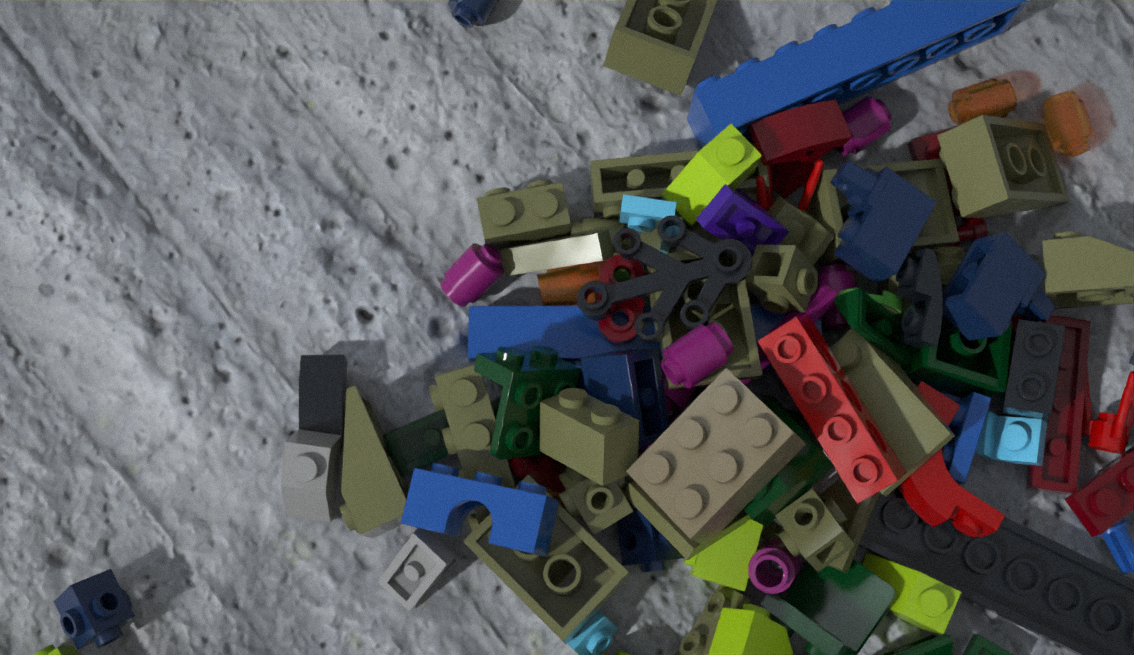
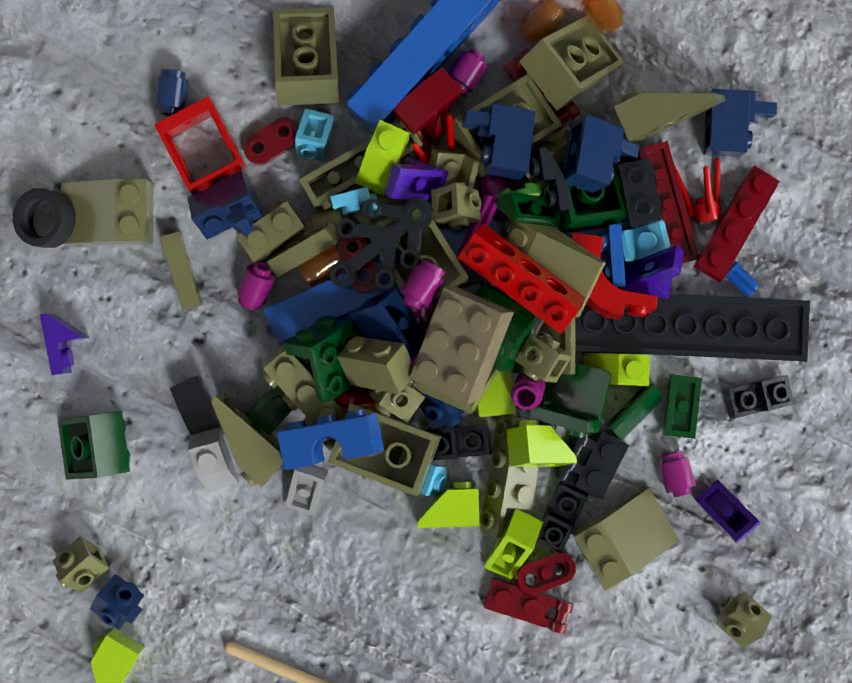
camera: 25 degrees left, 10 degrees up
(71, 536) = (80, 564): none -> olive brick
(169, 387) = (94, 445): none -> dark green slope
(189, 229) = (56, 335): none -> dark purple slope
(229, 58) = (24, 212): none -> black tyre
(330, 105) = (111, 211): none -> olive slope
(386, 217) = (181, 271): none -> olive piece
(474, 35) = (186, 119): none -> red window
(480, 157) = (225, 206): none -> dark blue hinge
(576, 111) = (273, 143): none -> dark red plate
(631, 121) = (313, 135): none -> medium azure bracket
(654, 601) = (463, 441): none -> black slope
(1011, 483) = (654, 272): none -> dark purple slope

